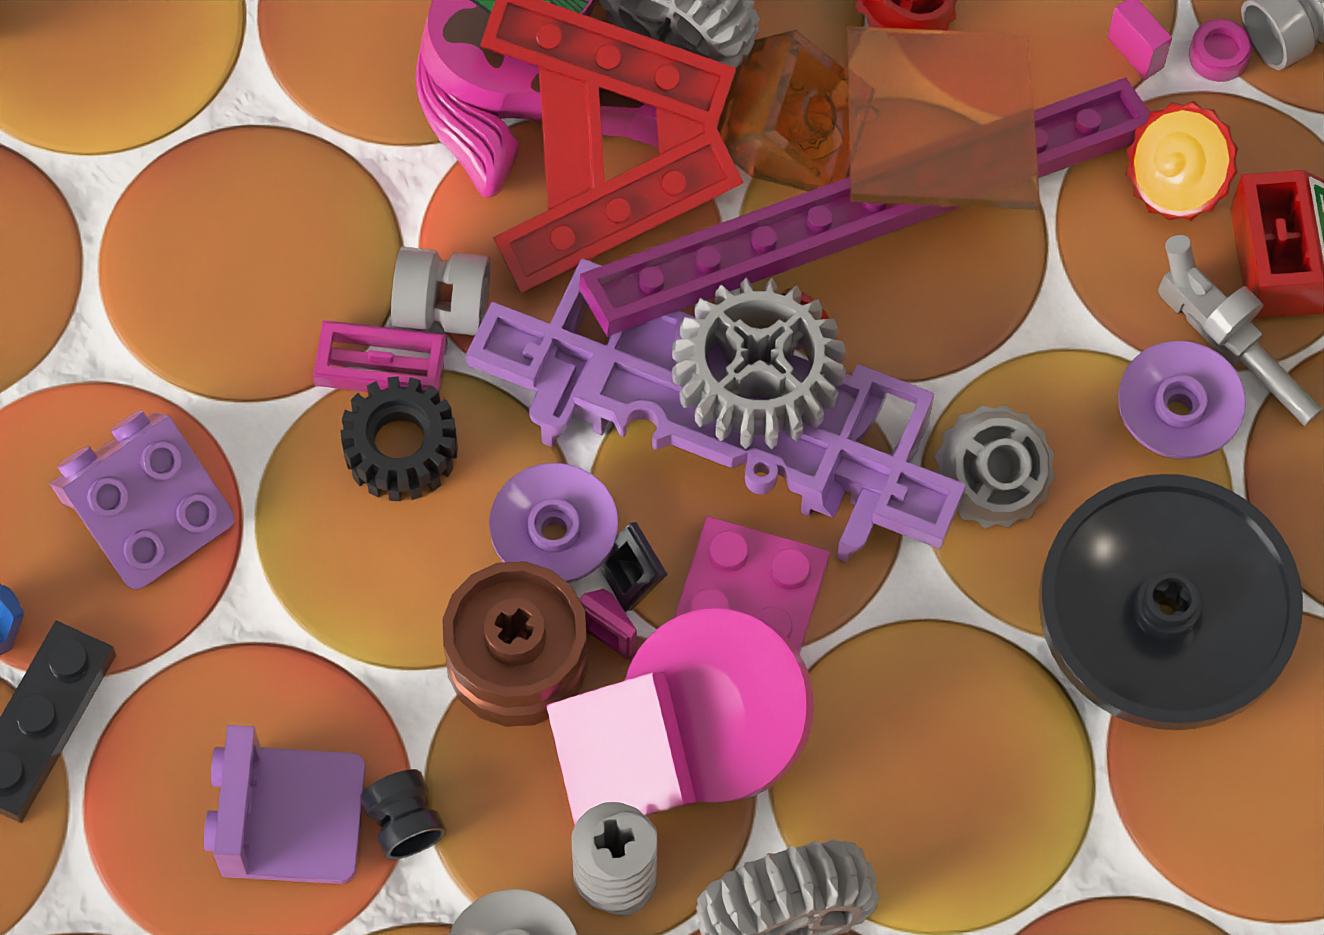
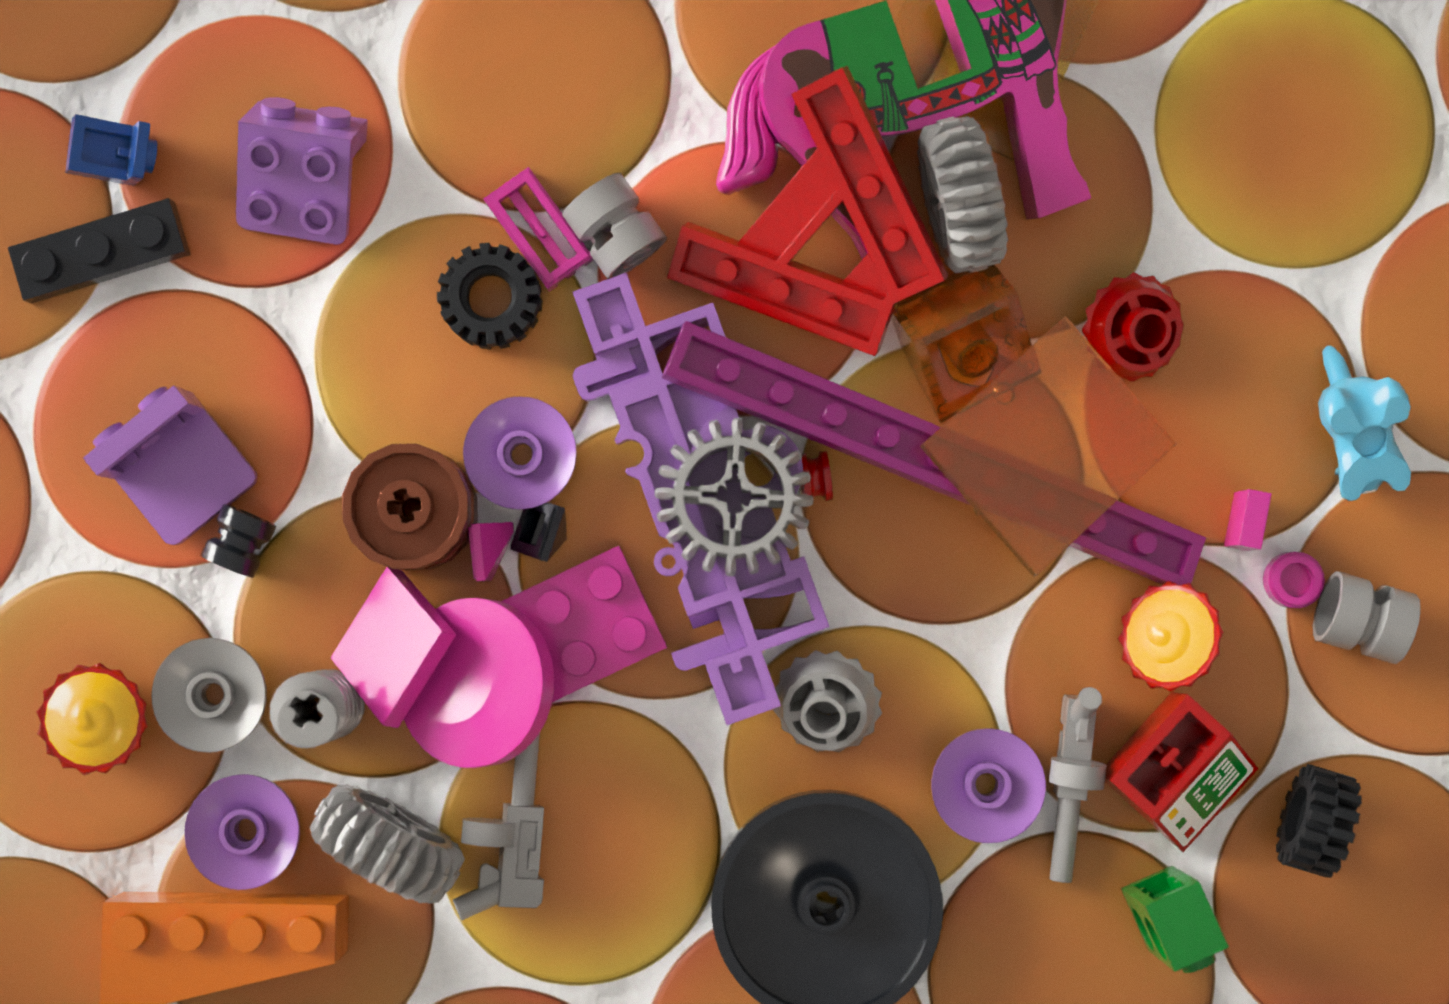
camera: 45 degrees right, 20 degrees up
(883, 810) = (519, 840): none -> light grey piece

